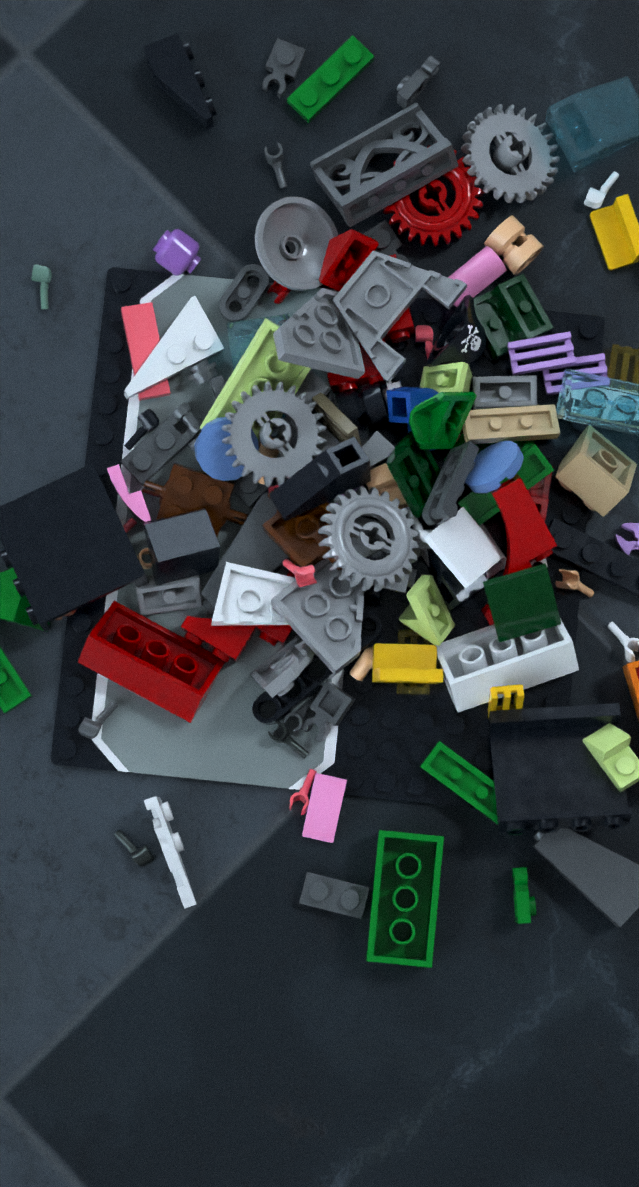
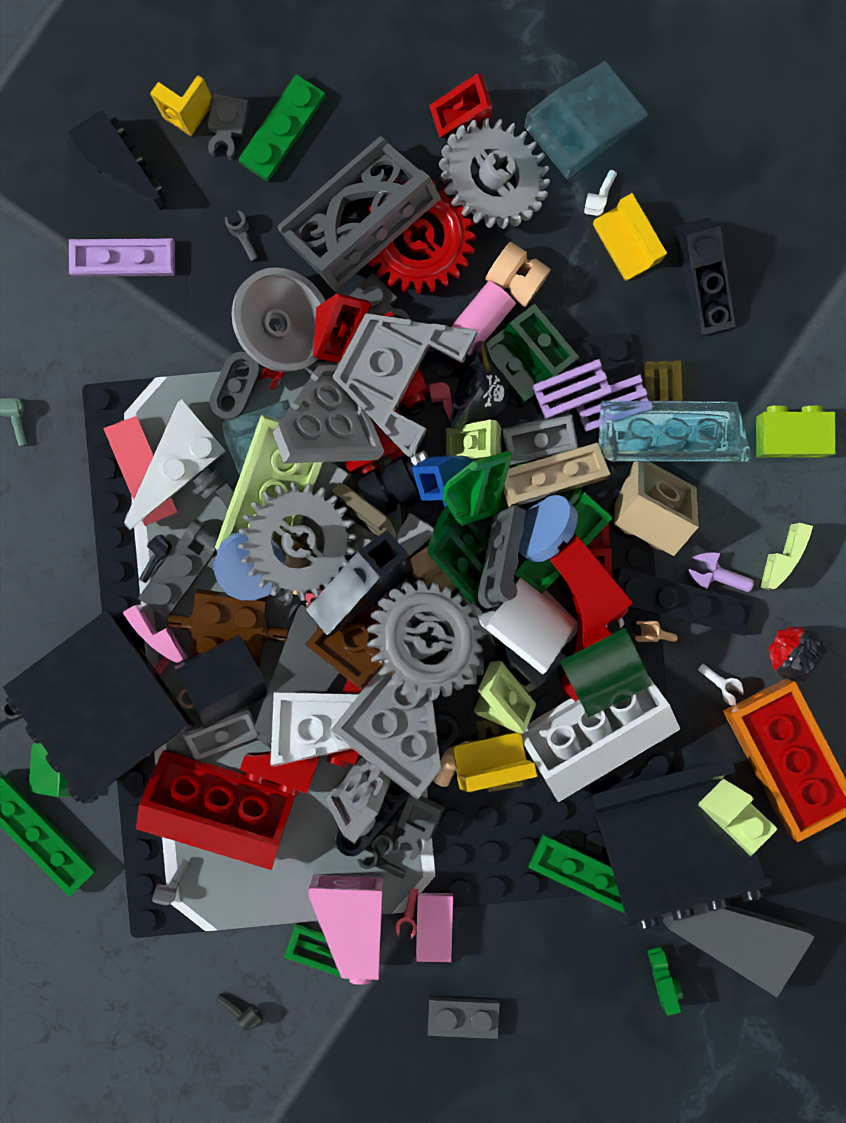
camera: 15 degrees left, 5 degrees up
(166, 163) = (121, 257): none -> lavender tile
(171, 846) = (276, 1002): white wing -> none
(177, 252) = (152, 354): medium lavender head -> none
(242, 823) = (305, 959): none -> green tile
(248, 48) = (186, 111): none -> yellow panel
(253, 781) = (351, 922): none -> bright pink slope
(303, 575) = (362, 695): coral hand -> none
(405, 898) = (540, 1012): green brick -> none
(412, 86) = (372, 119): dark grey plate -> none
(492, 90) = (461, 106): none -> red slope
(506, 691) = (621, 780): yellow tile -> none

